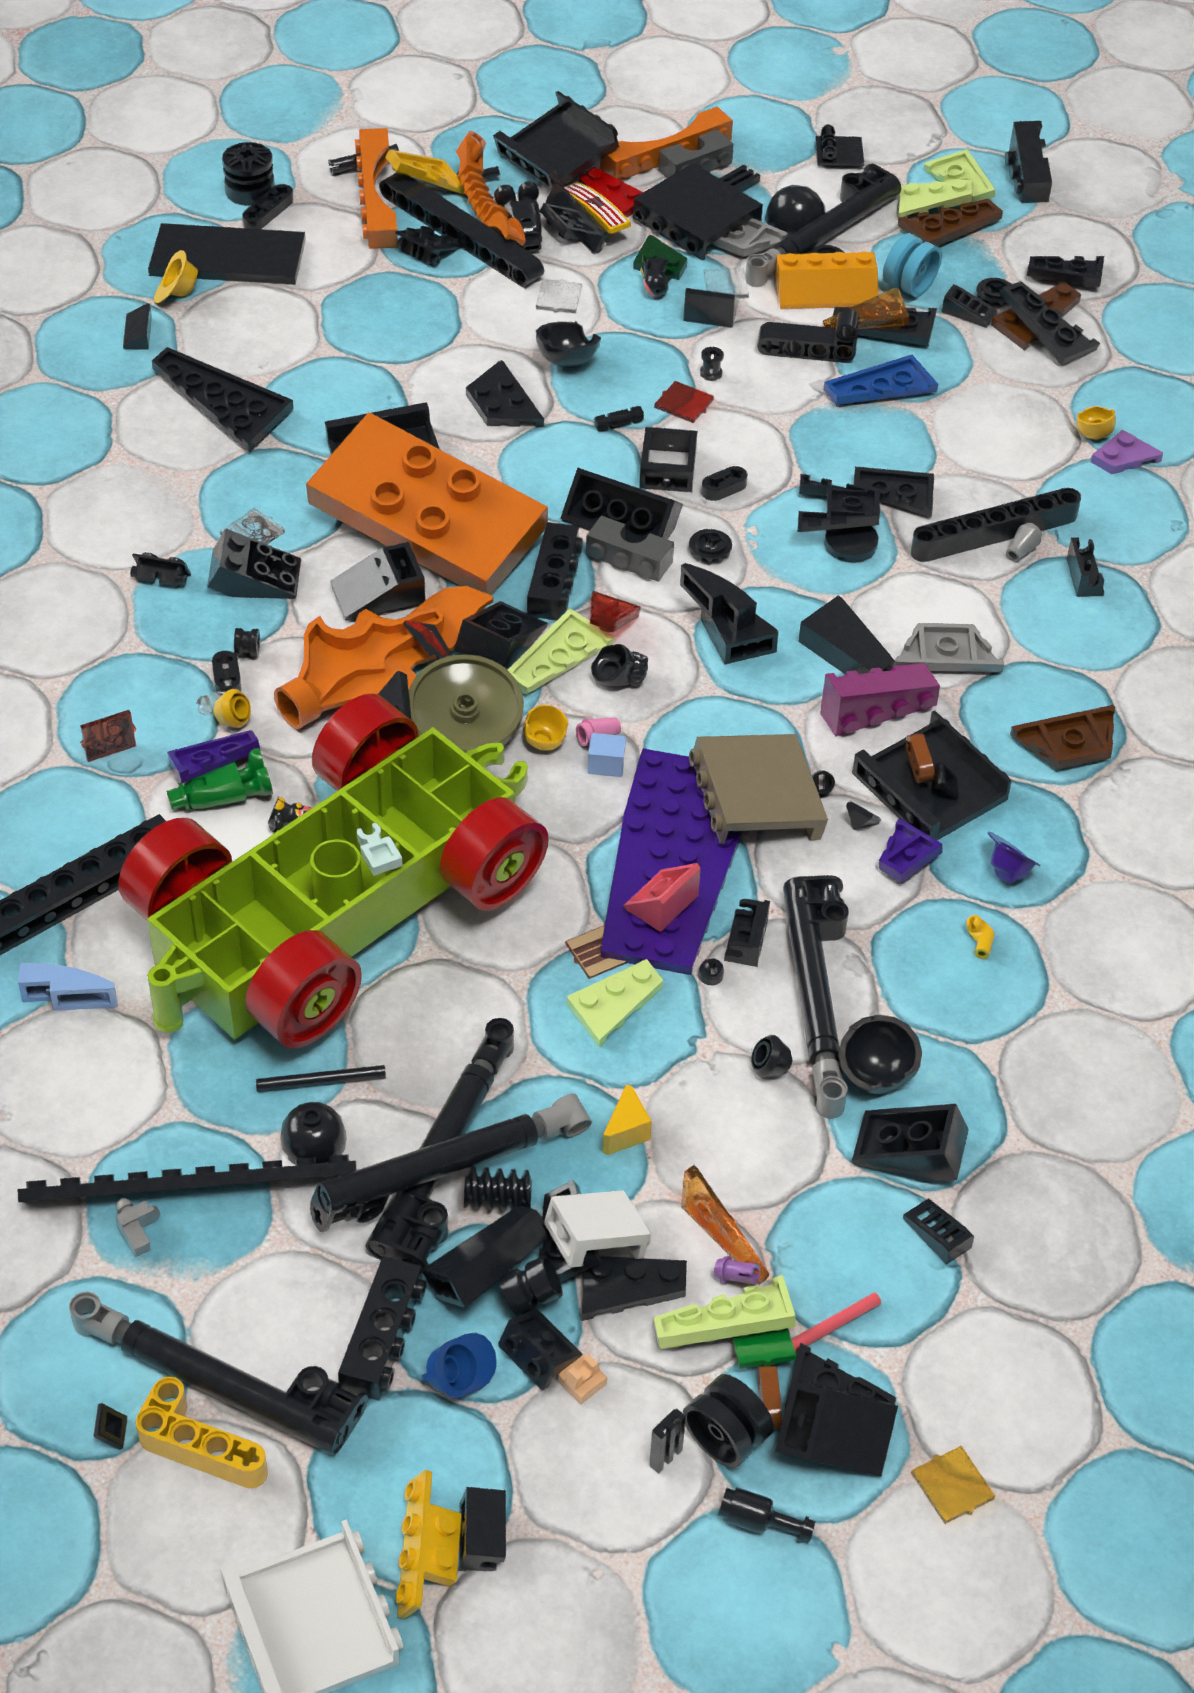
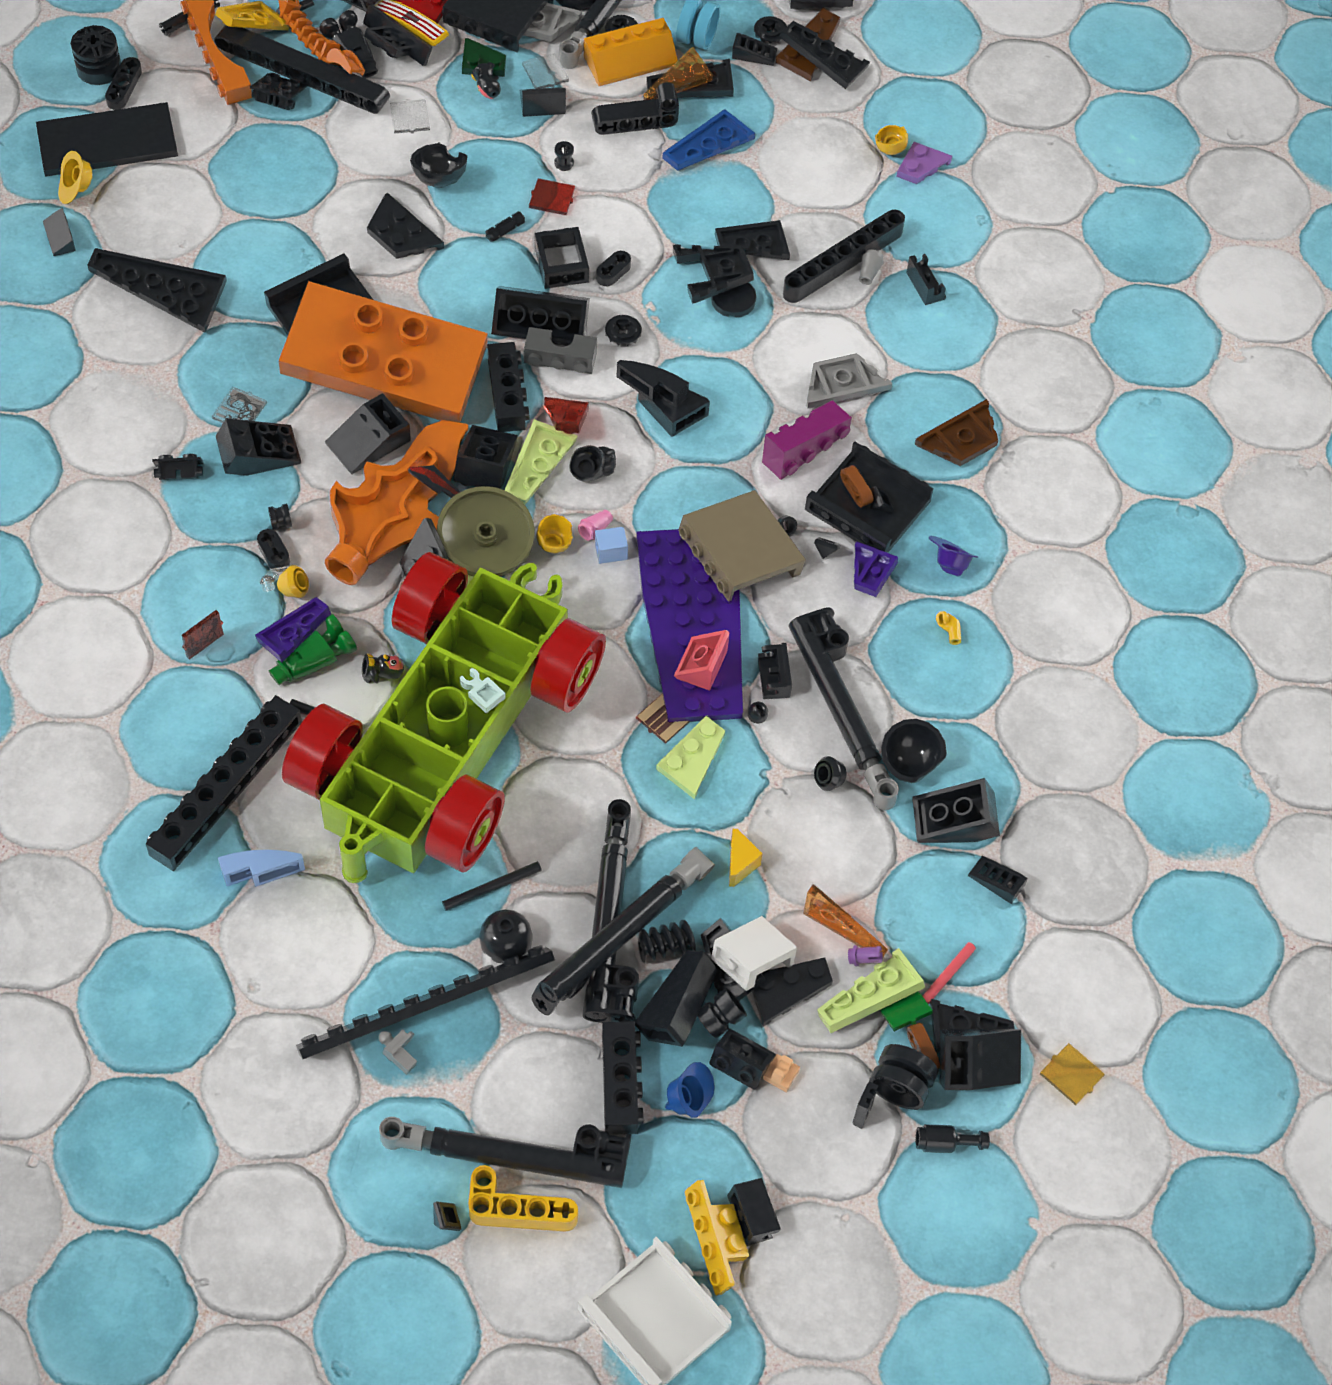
camera: 20 degrees left, 10 degrees up
(843, 639) = (763, 395): black slope -> none

